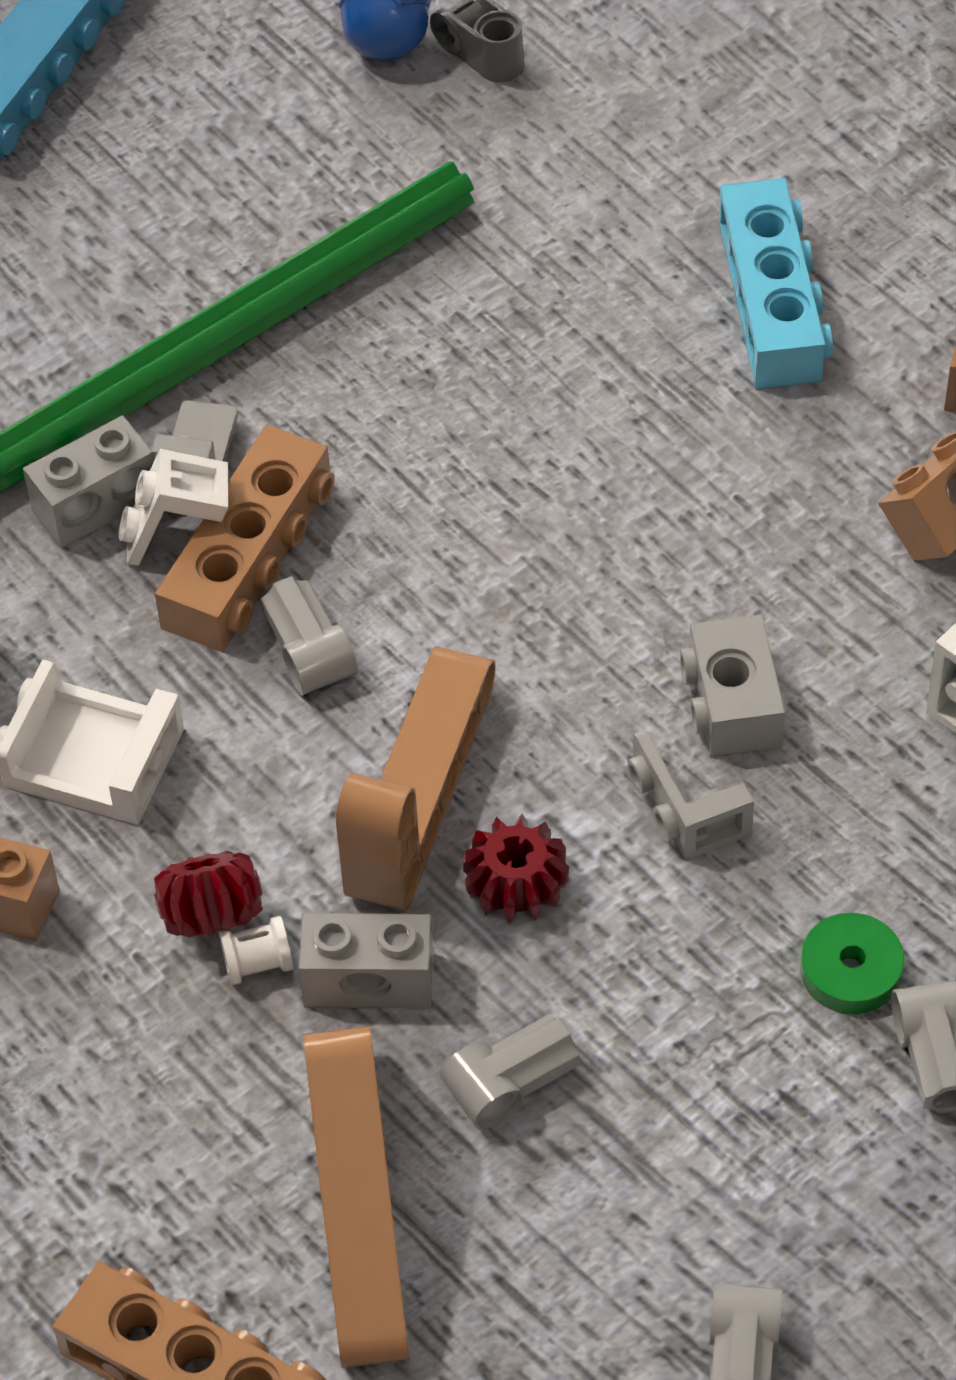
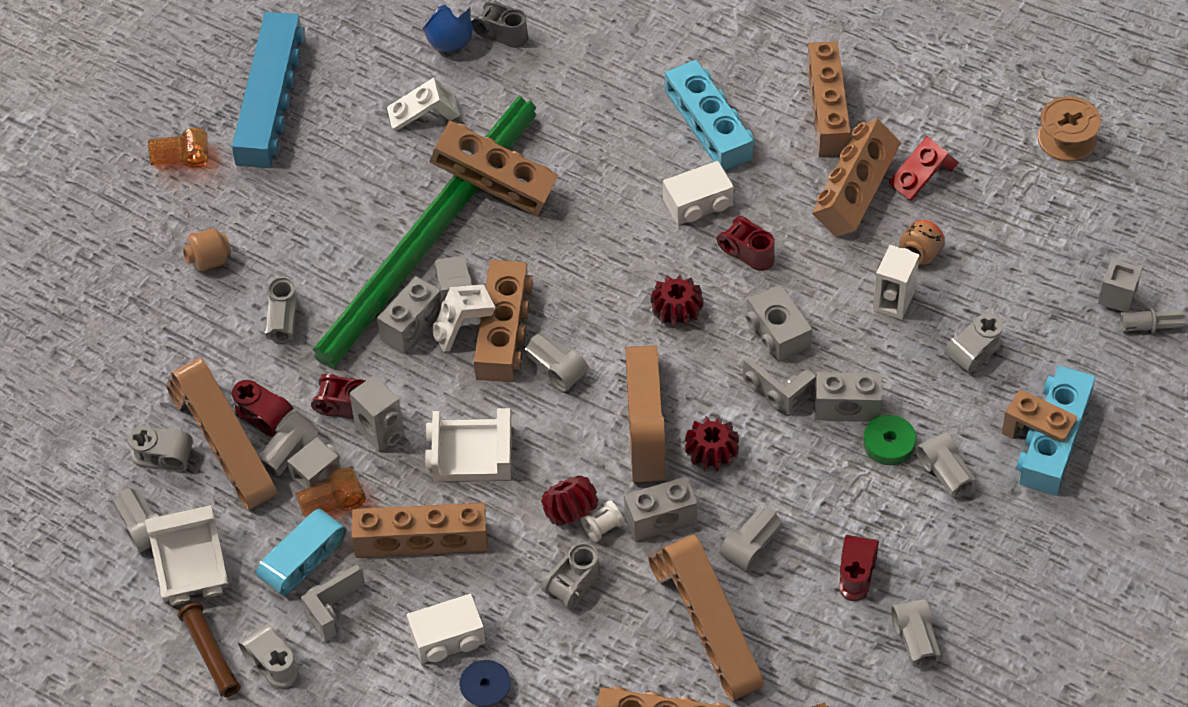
camera: 20 degrees left, 0 degrees up
(154, 1037) = (568, 579): none -> light grey piece
(295, 119) = (420, 101): none -> white bracket
(351, 297) = (500, 182): none -> medium nougat brick
(568, 591) = (677, 300): none -> dark red gear
(685, 1184) = (856, 566): none -> dark red piece
(691, 411) = (698, 193): none -> white brick
(743, 528) = (748, 244): none -> dark red piece
(802, 857) = (847, 396): none -> light grey brick

